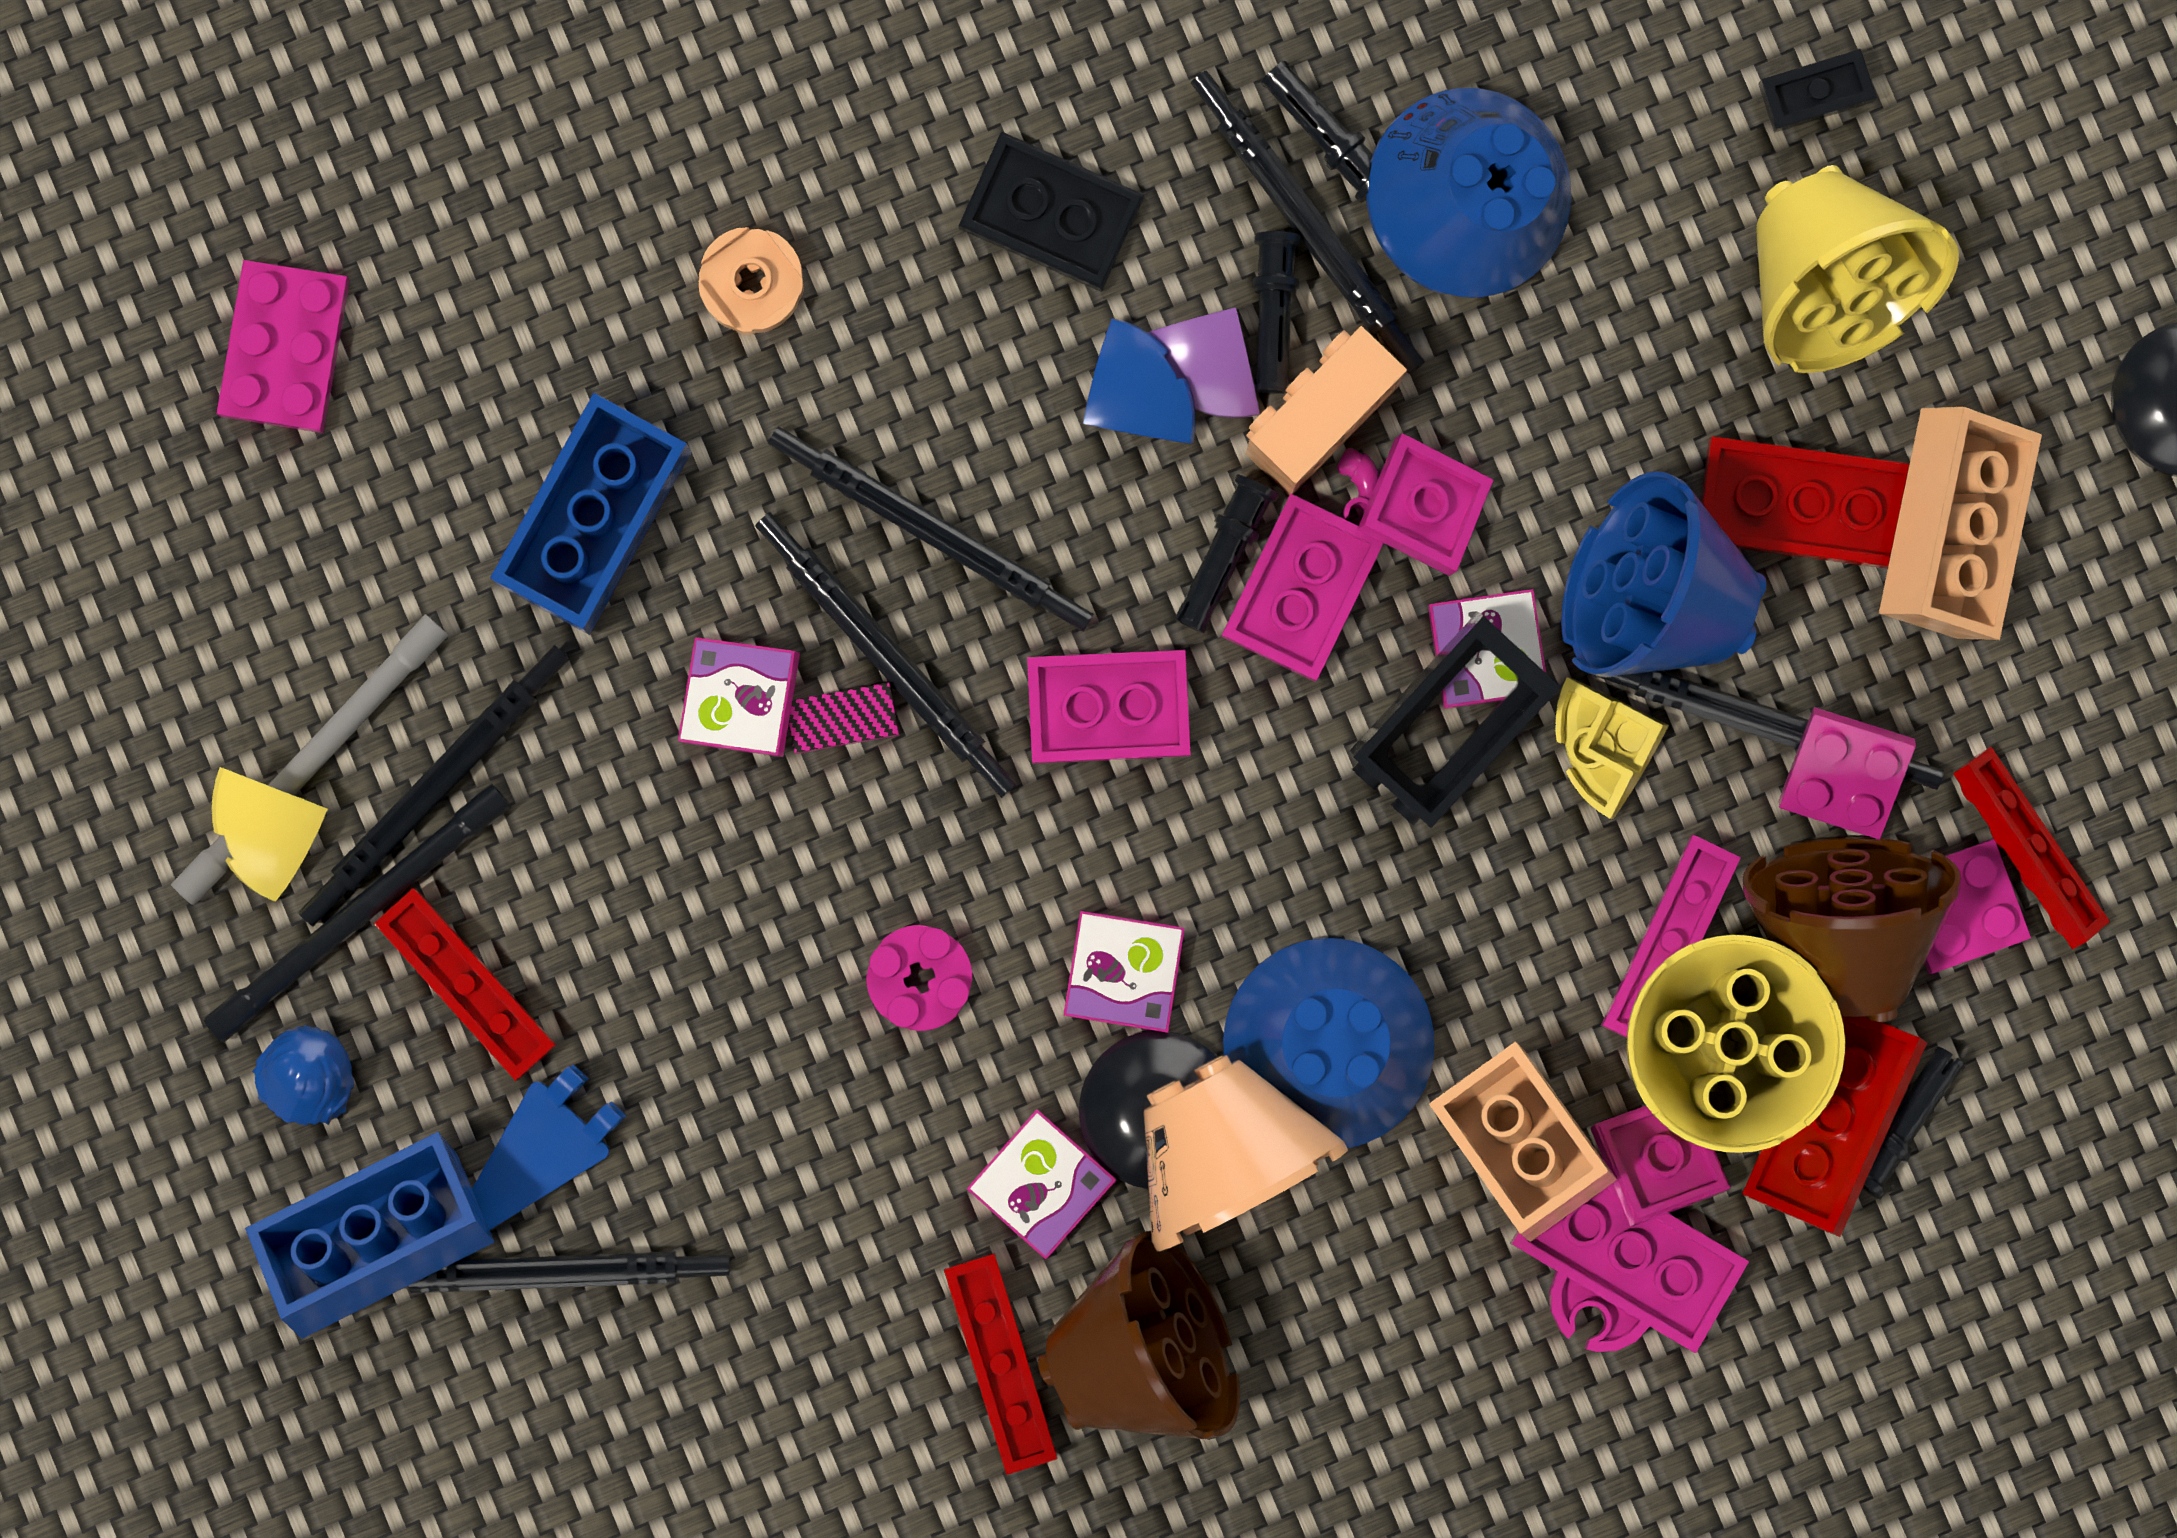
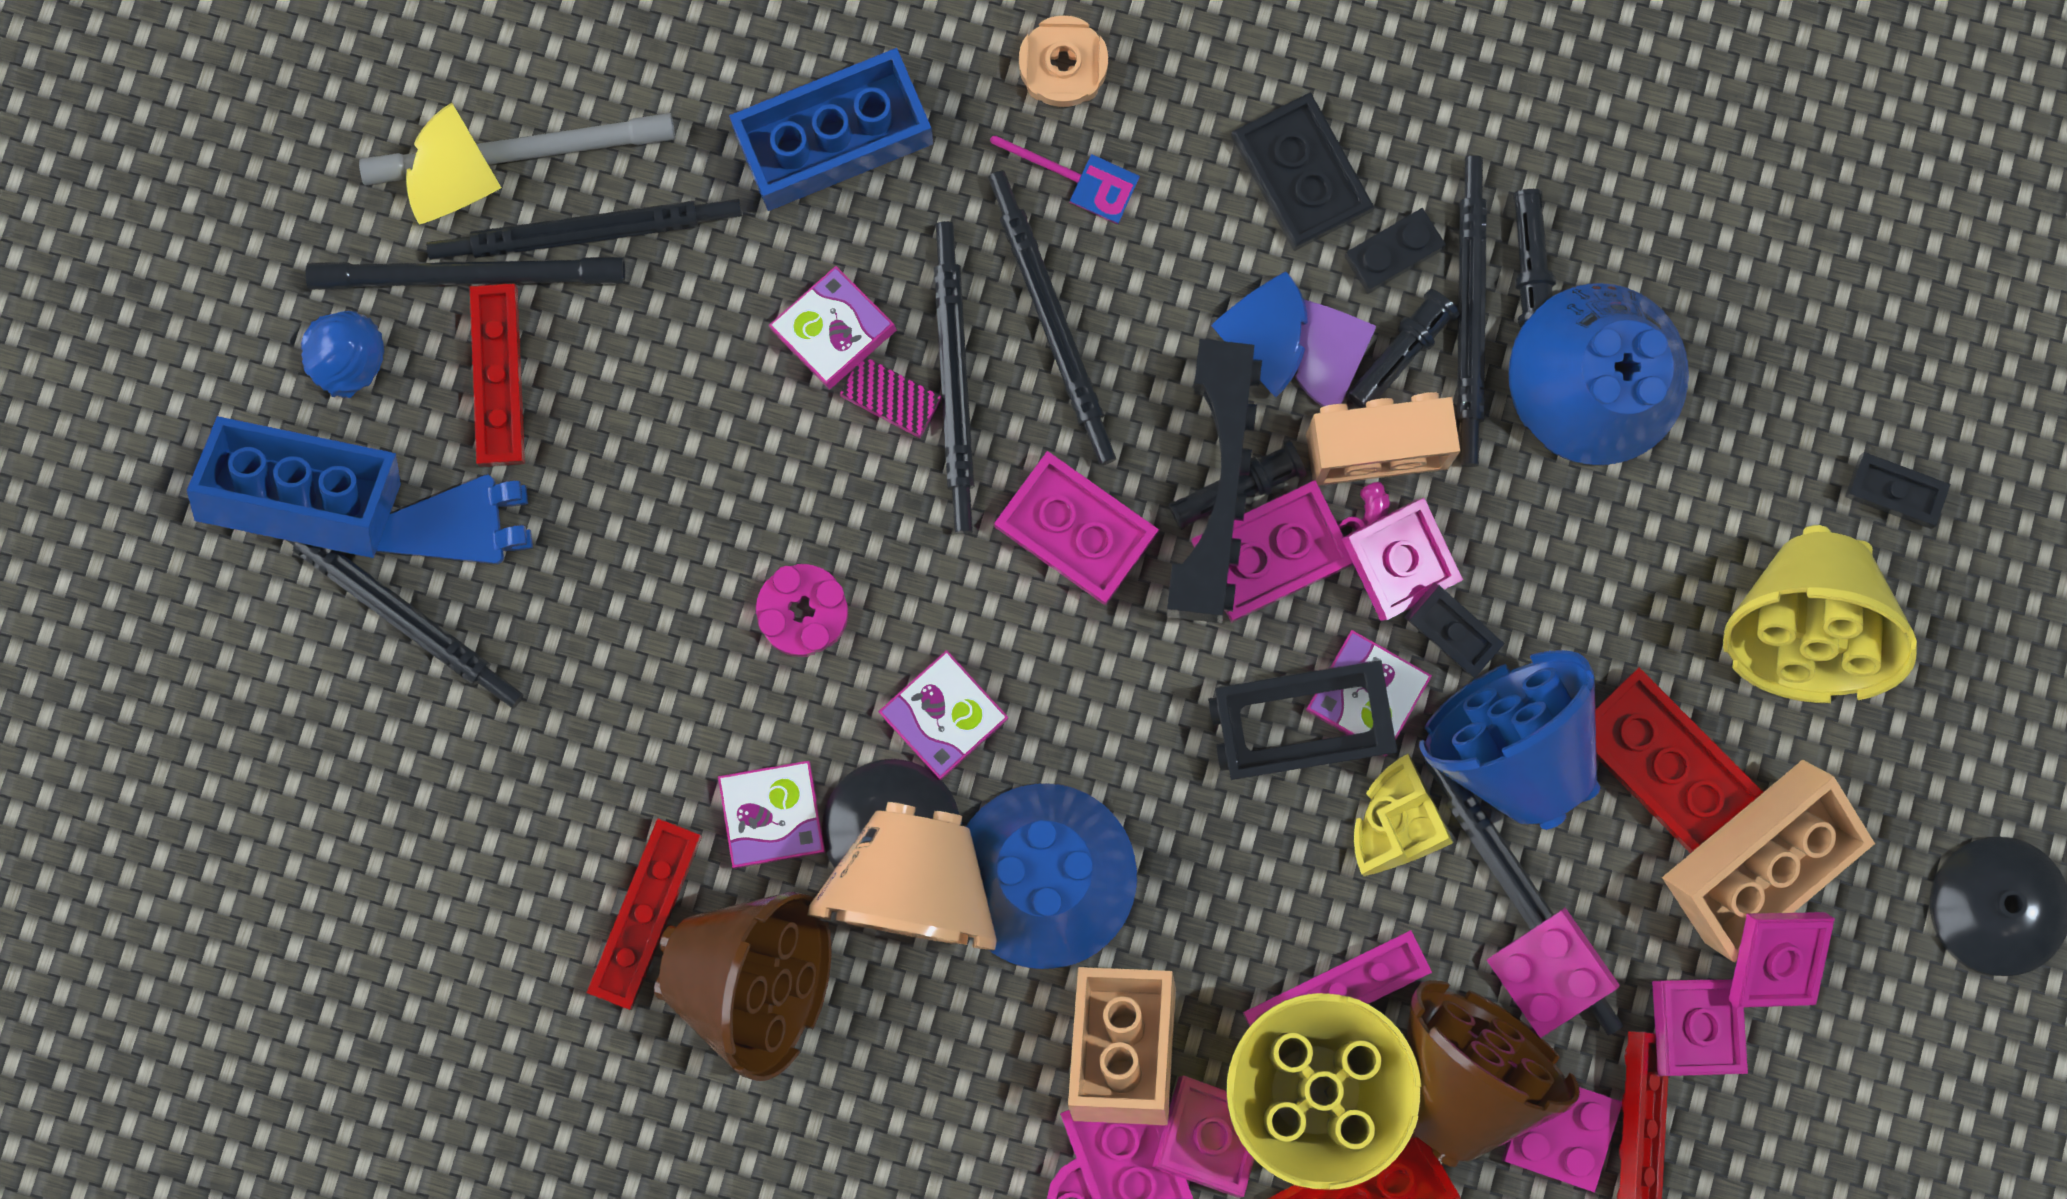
camera: 45 degrees right, 5 degrees down
(878, 368) = (1101, 187): none -> piece
(1139, 466) = (1224, 379): none -> black arch
(1194, 220) = (1395, 250): none -> black plate
(1522, 532) = (1454, 630): none -> black plate
(2011, 719) = (1698, 1028): none -> dark pink tile
(2038, 603) = (1781, 959): none -> dark pink tile

